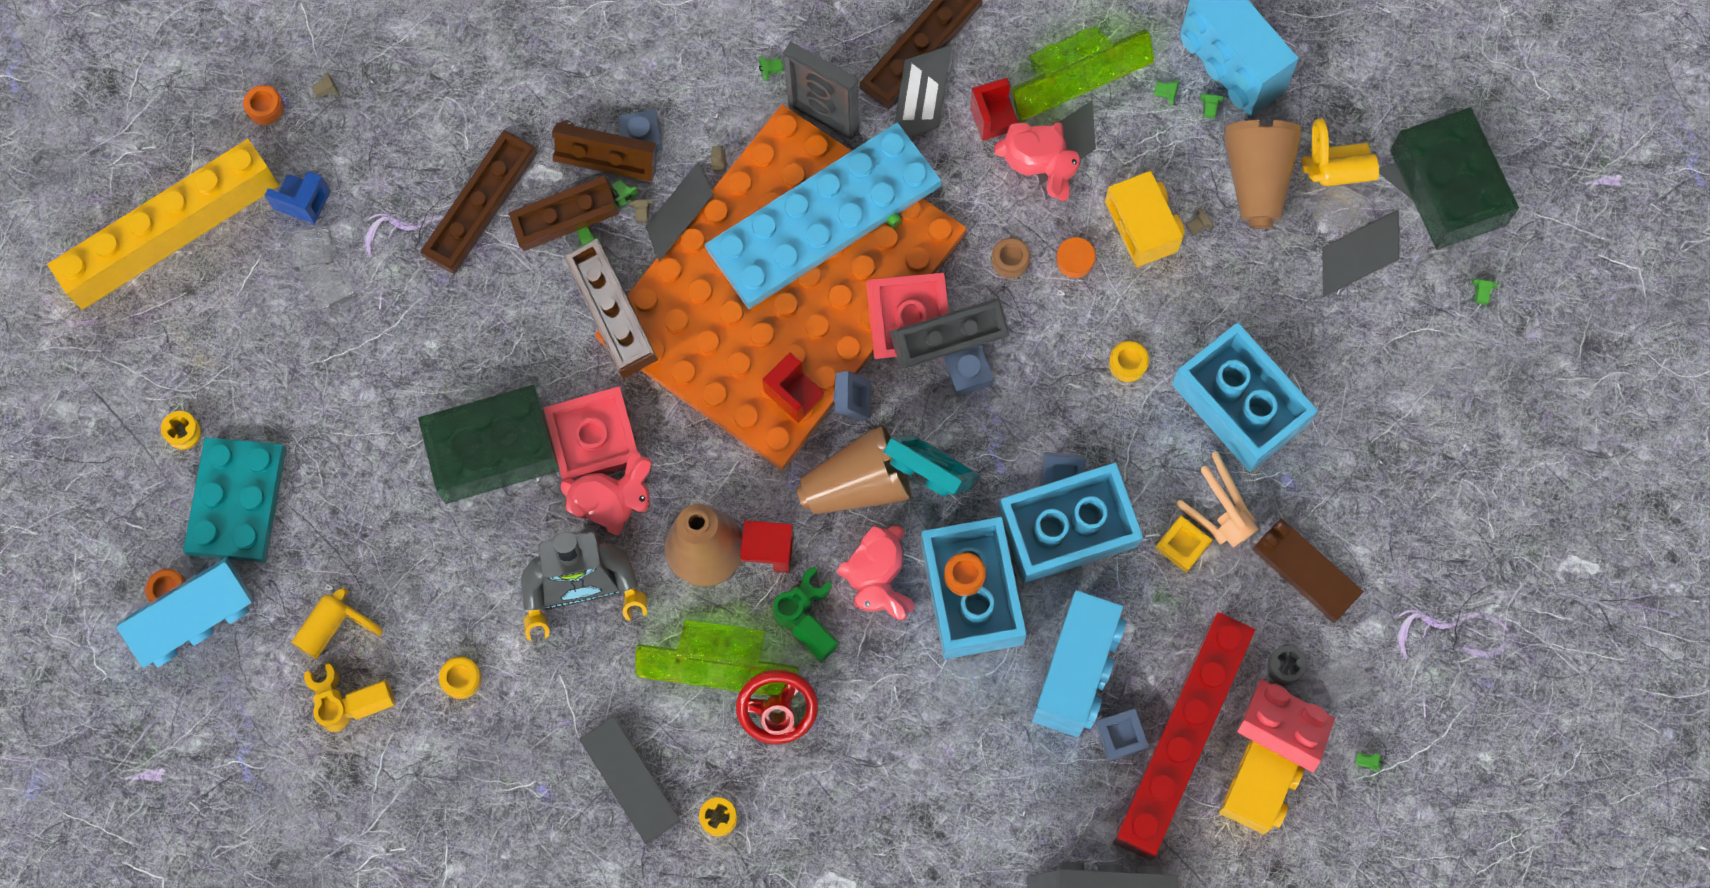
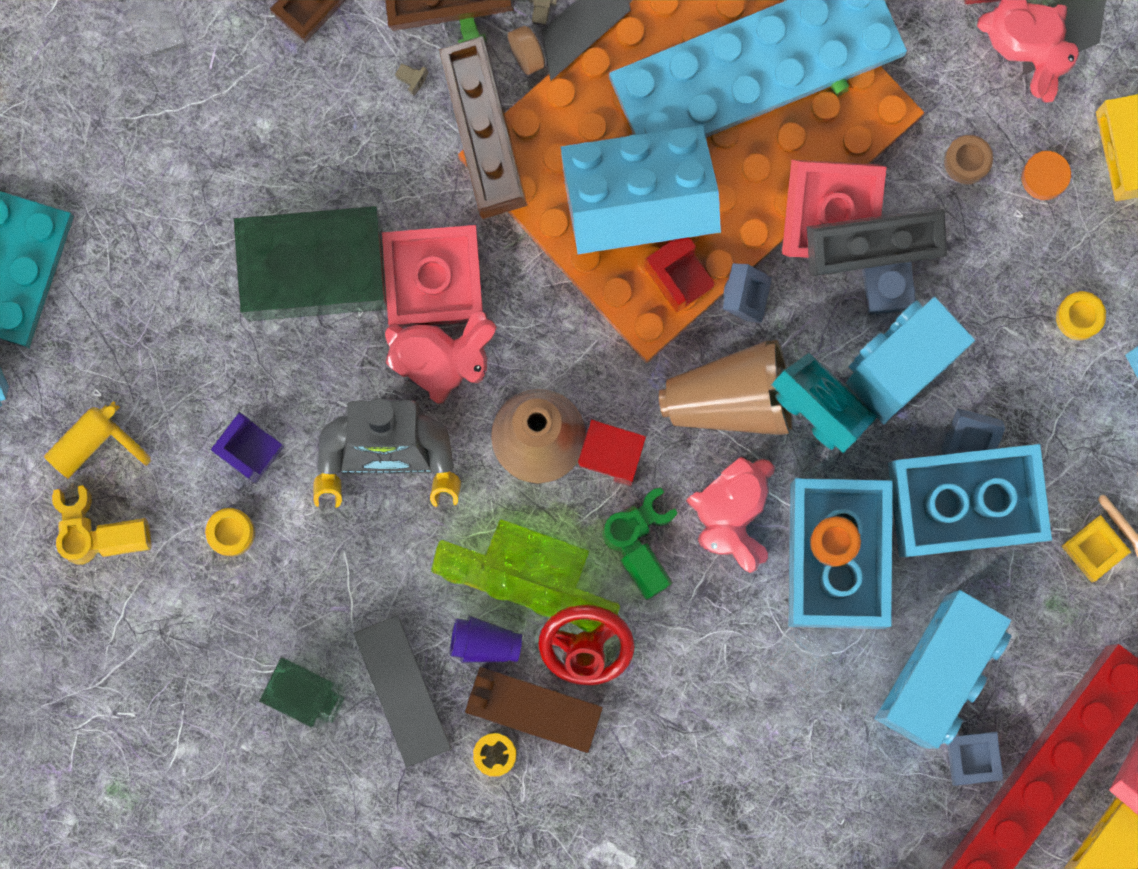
camera: 10 degrees right, 10 degrees up
(461, 604) = (247, 448): none -> dark purple panel
(544, 794) = (303, 694): none -> clear green brick
(546, 283) = (412, 77): none -> dark tan piece
(635, 242) = (526, 50): none -> medium nougat tile
(690, 723) = (483, 642): none -> dark purple cone
(743, 772) = (533, 709): none -> reddish brown hinge
(747, 326) = (641, 189): none -> medium azure brick
(993, 416) = (907, 357): none -> medium azure brick

